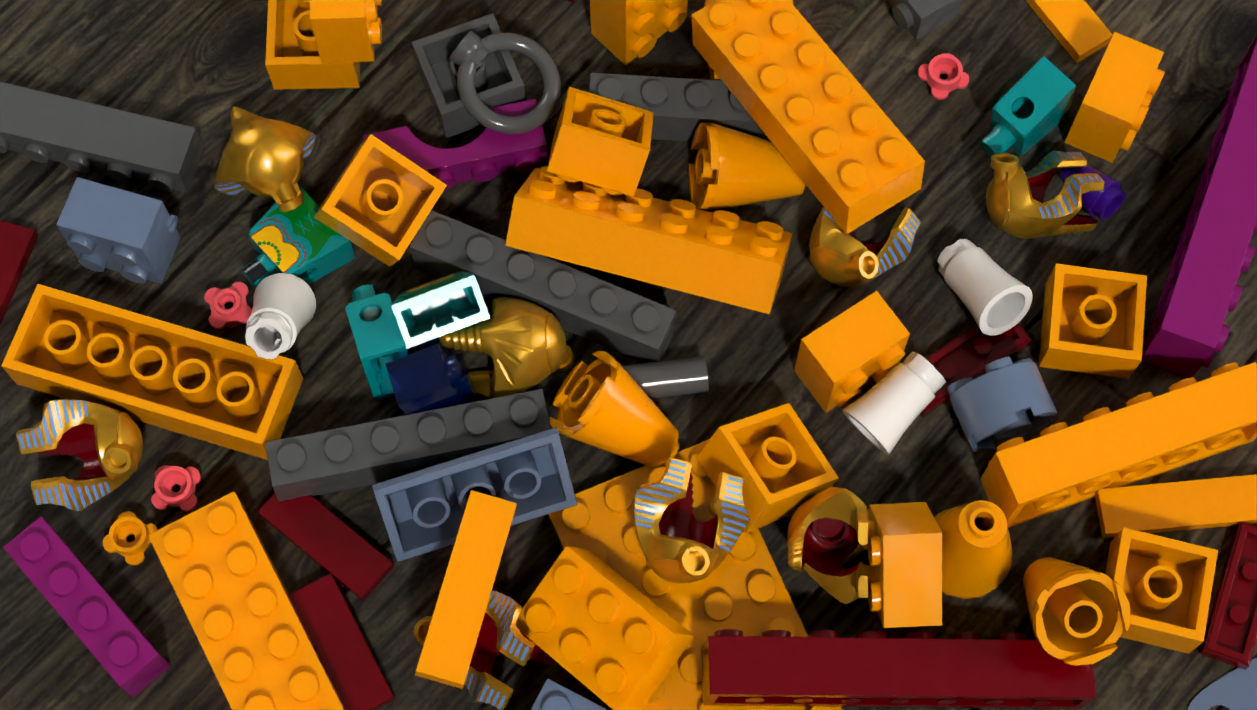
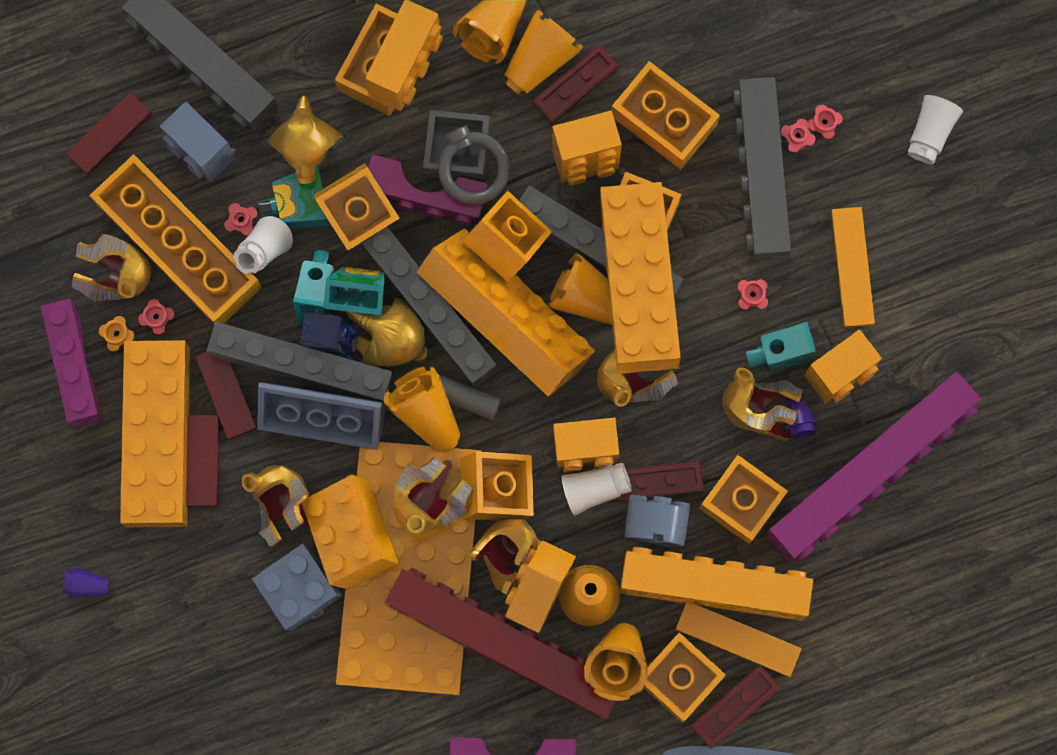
camera: 30 degrees right, 10 degrees up
(466, 590) = (282, 469): light orange tile -> none
(984, 287) = (690, 444): white plant -> none

